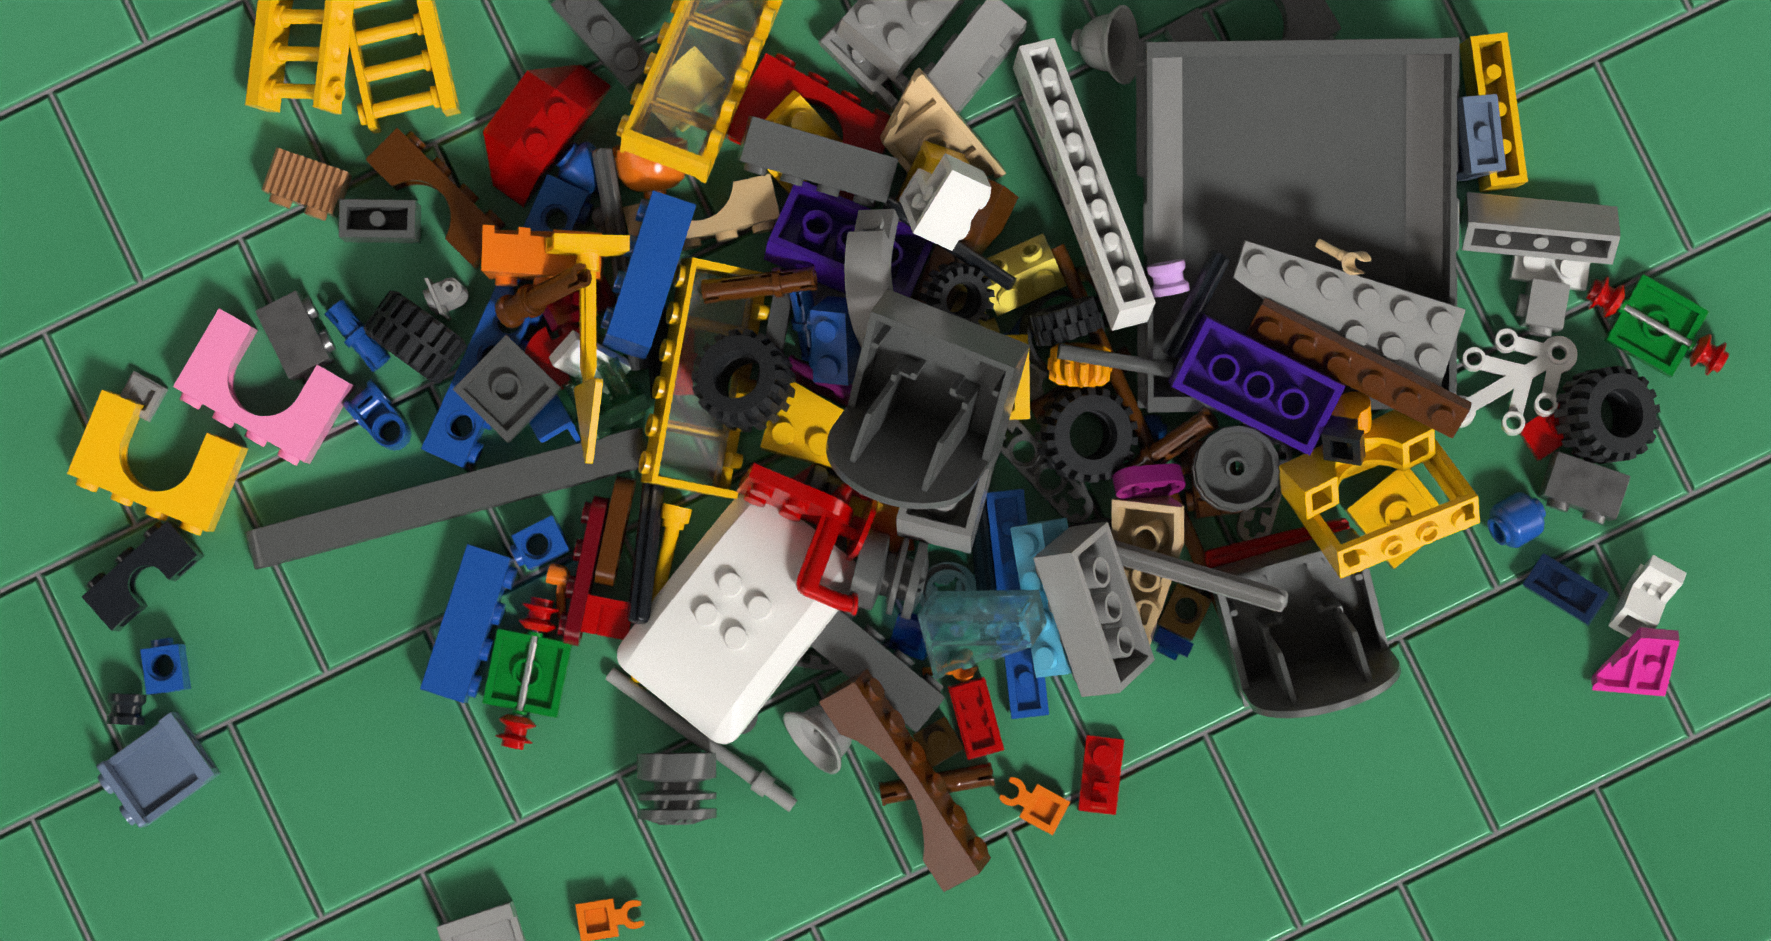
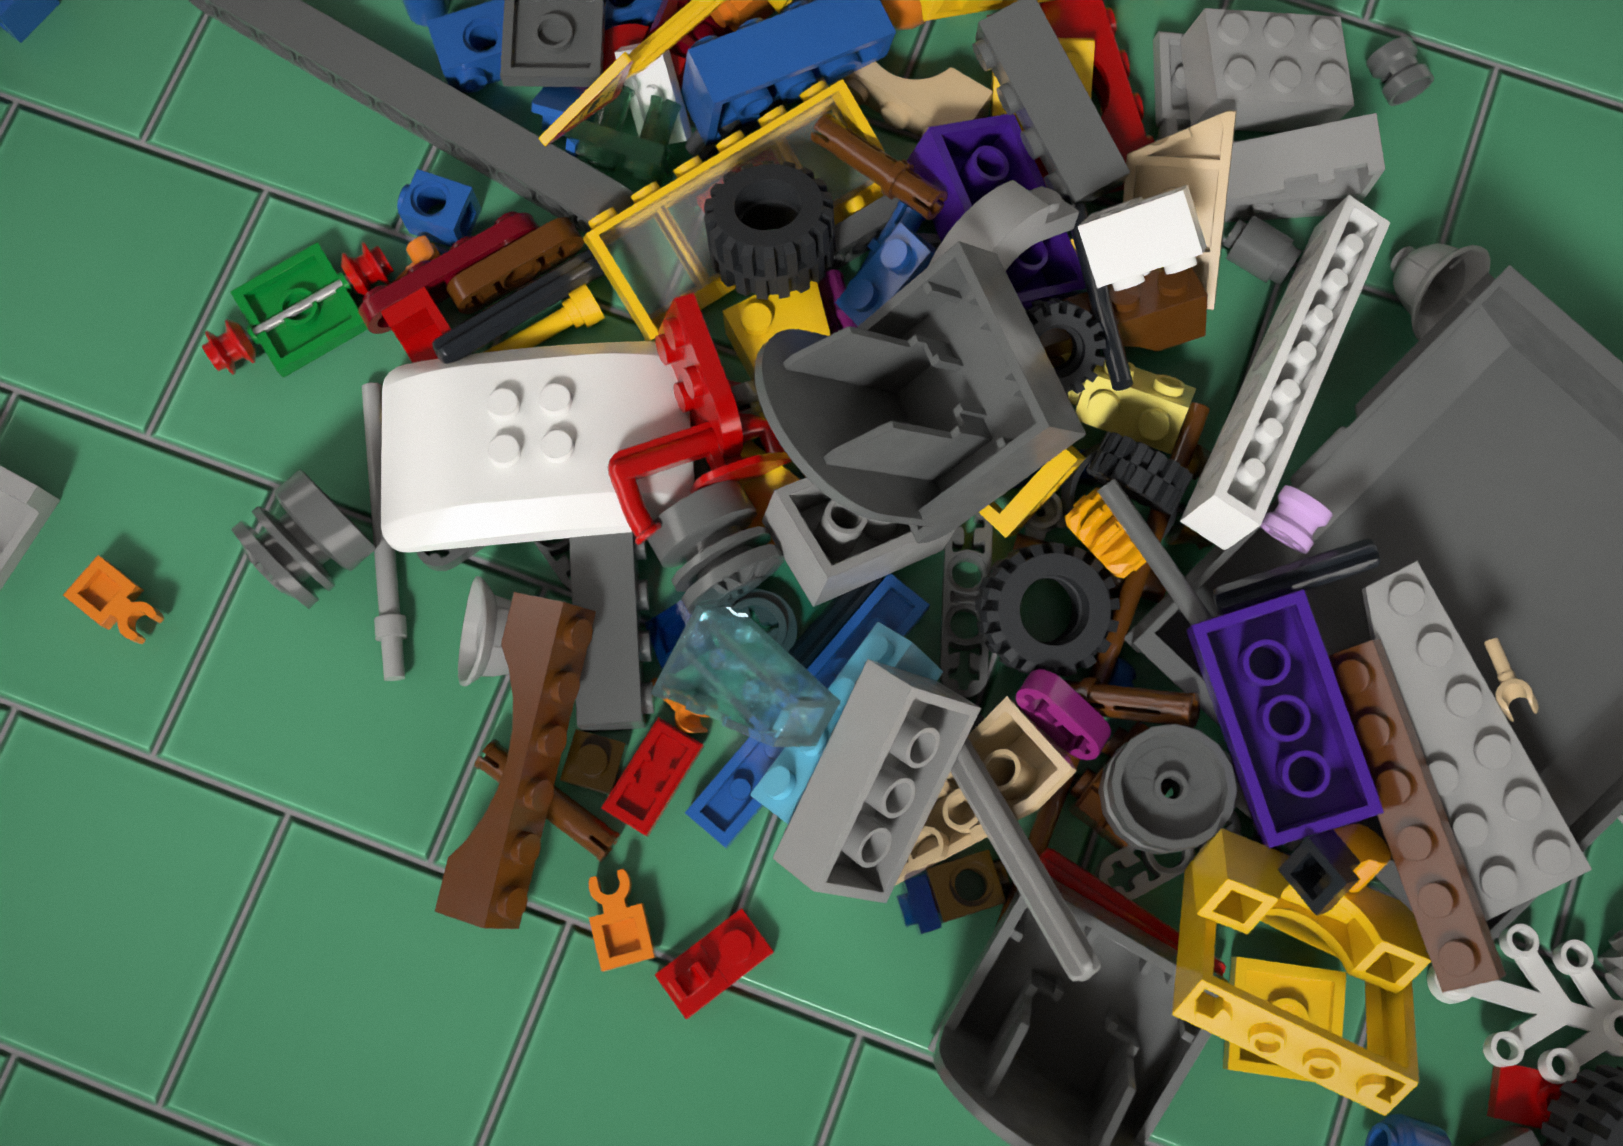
camera: 45 degrees right, 10 degrees down
(468, 623) = (294, 212): blue brick -> none
(999, 114) = (1261, 250): none -> dark grey brick

